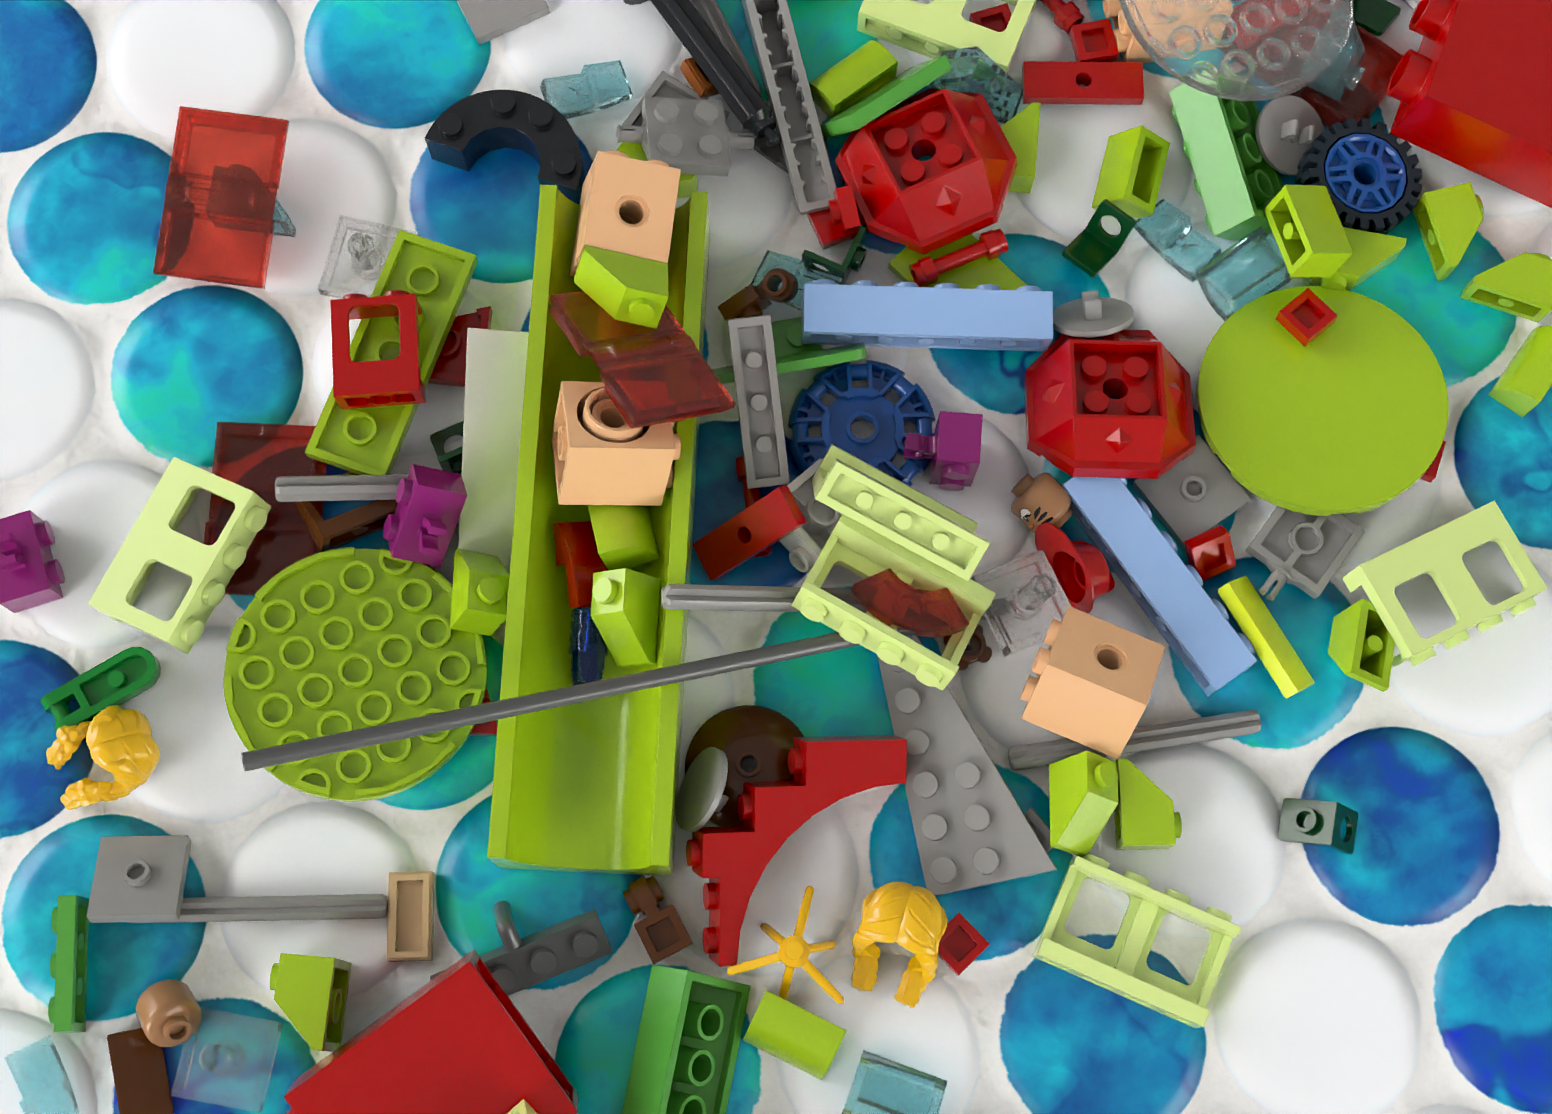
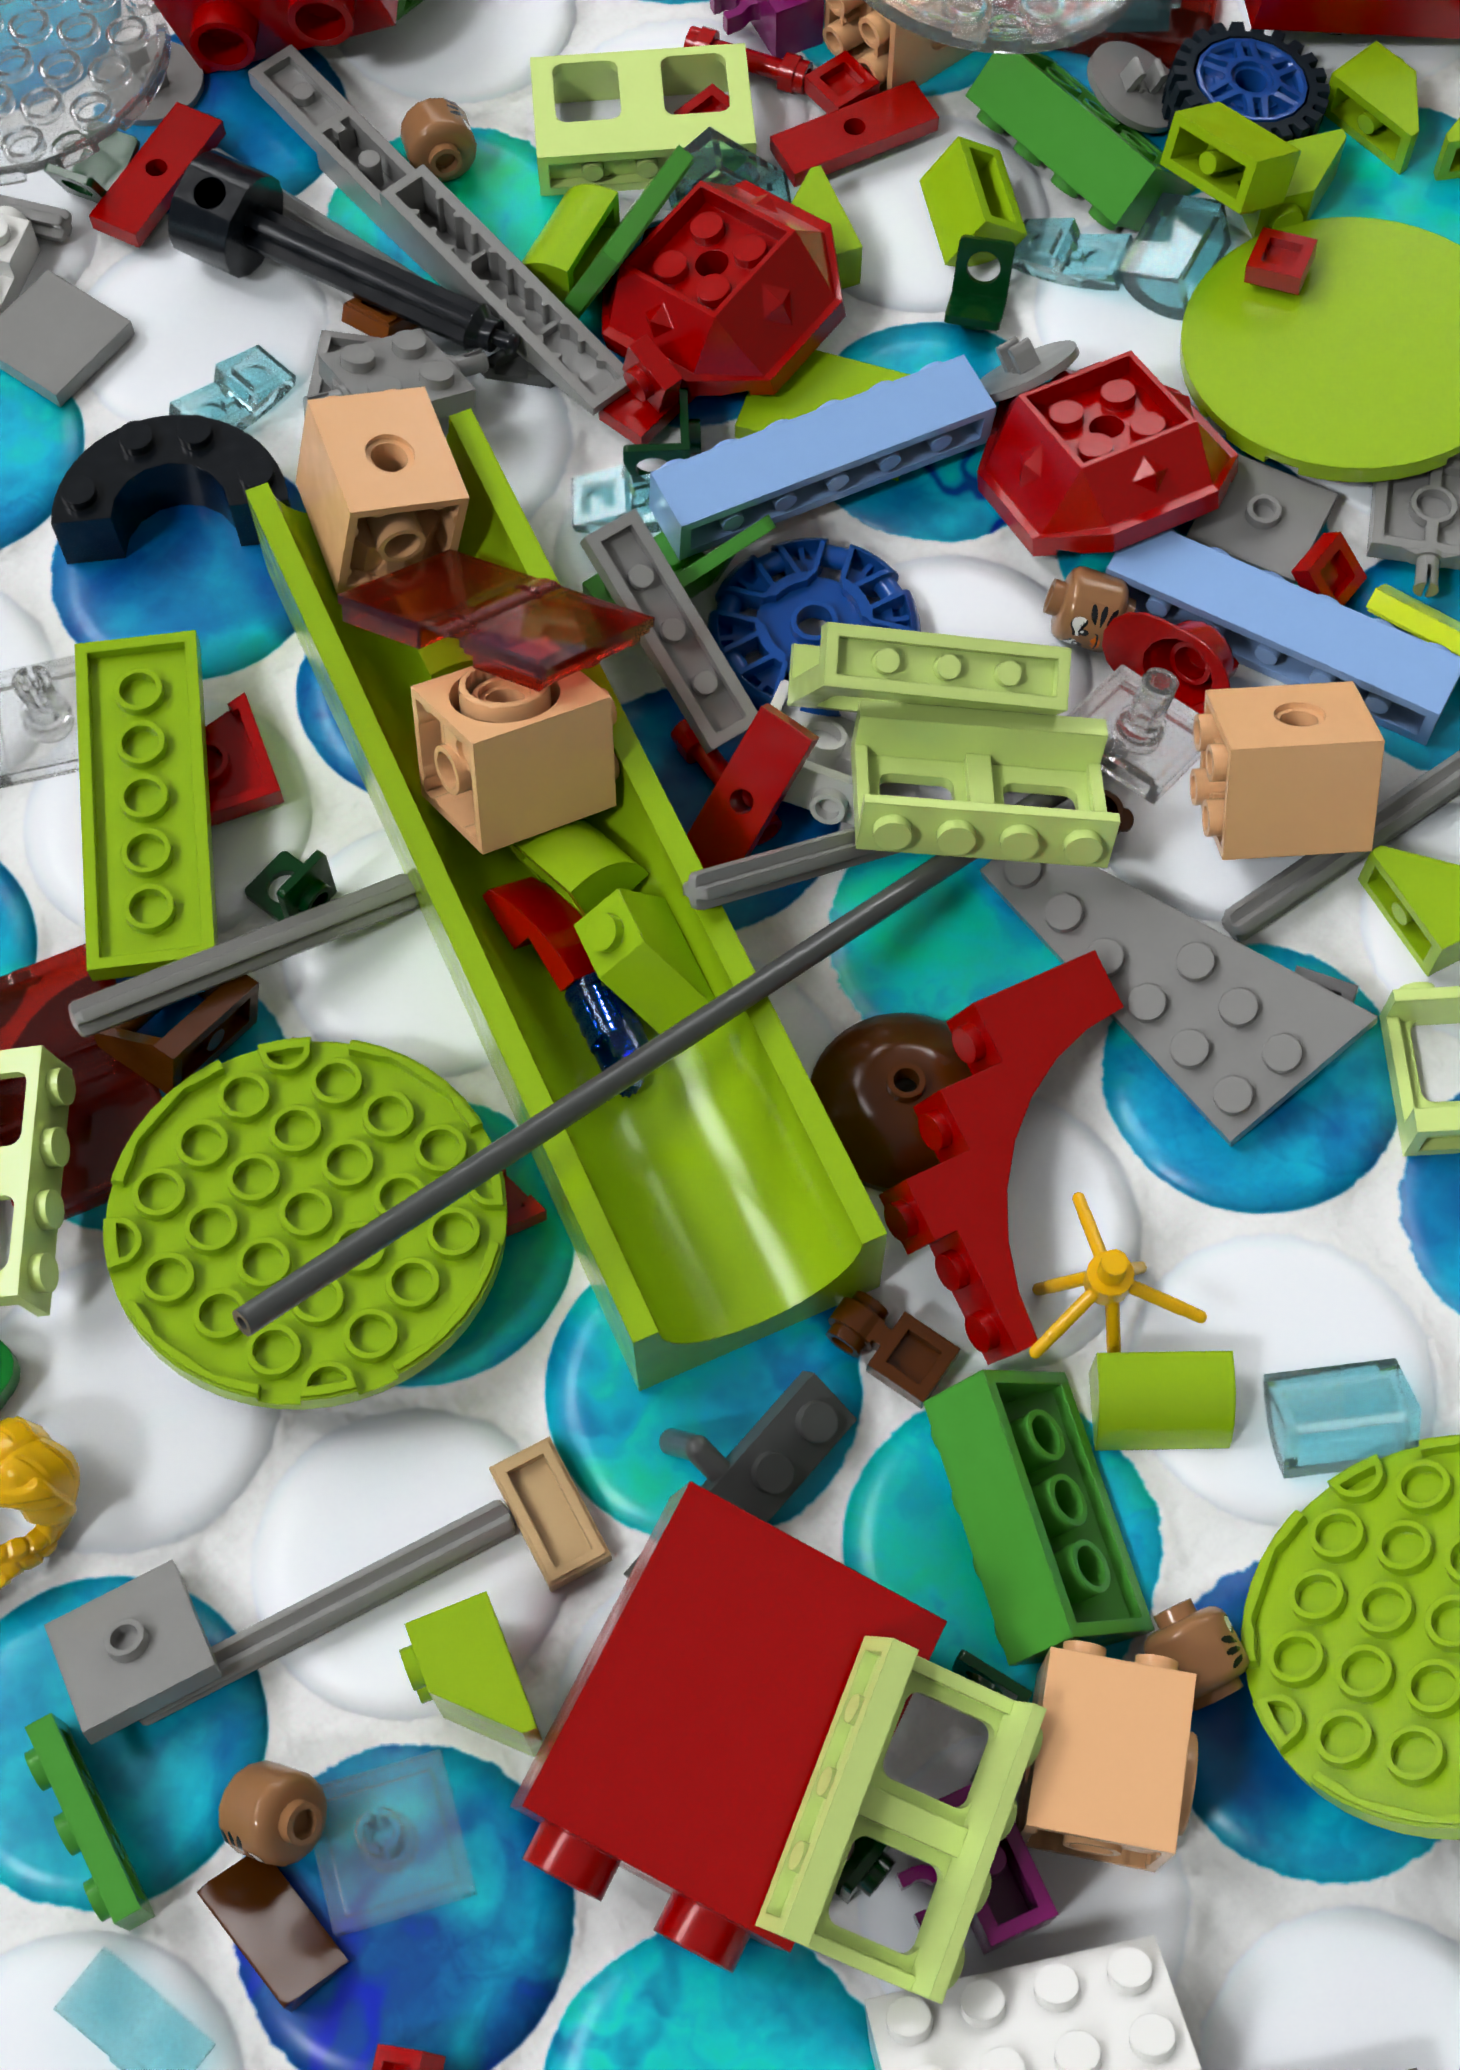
camera: 25 degrees left, 10 degrees down
(378, 381) = (146, 828): red window -> none
(425, 515) = (298, 971): magenta brick -> none
(478, 593) = (428, 1036): lime slope -> none
(492, 439) = (351, 854): sticker -> none
(624, 285) = (426, 545): lime slope -> none
(702, 790) = (871, 1129): light grey piece -> none
(754, 299) = (568, 552): reddish brown plate -> none
(903, 916) = (1209, 1170): yellow hair -> none
(910, 608) = (1026, 778): clear red tile -> none
(952, 449) = (946, 583): magenta brick -> none
(960, 944) = (1304, 1180): red plate -> none
(990, 244) = (849, 349): red bar -> none
(1081, 800) = (1355, 920): lime slope -> none

